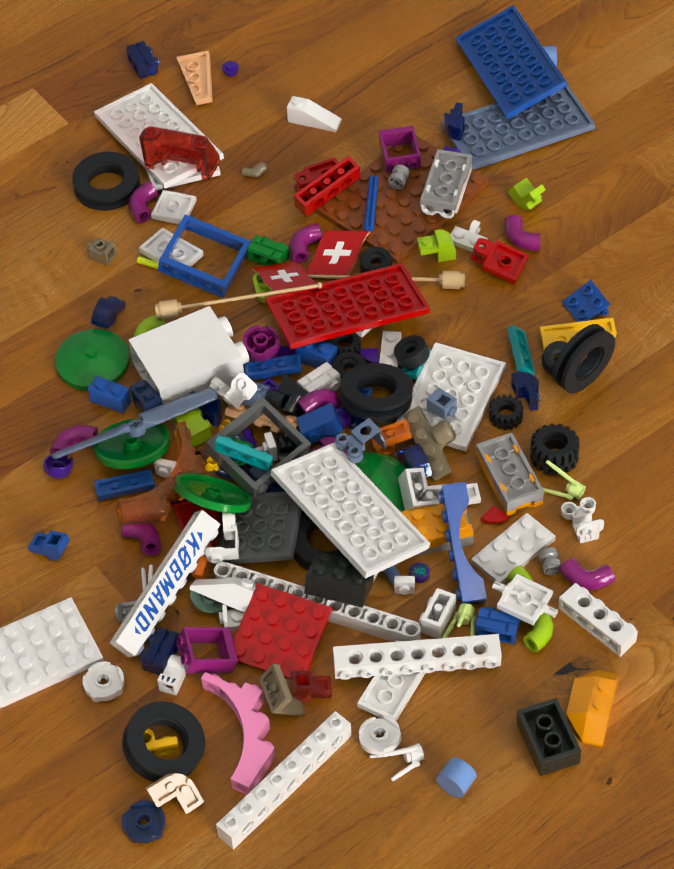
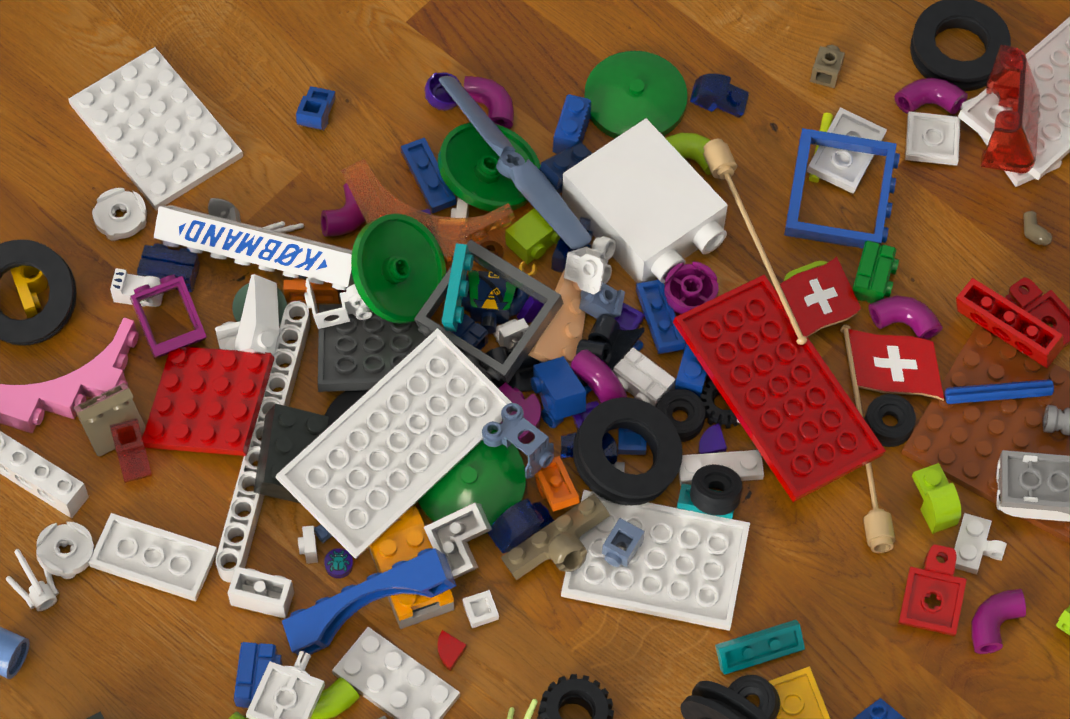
camera: 75 degrees right, 10 degrees up
(408, 650) = (207, 667): white brick -> none
(464, 616) = (270, 629): yellowish green plant -> none
(507, 403) = (644, 624): black tyre -> none
(509, 473) = (517, 655): light grey piece -> none
(526, 386) = (690, 662): clear blue brick -> none

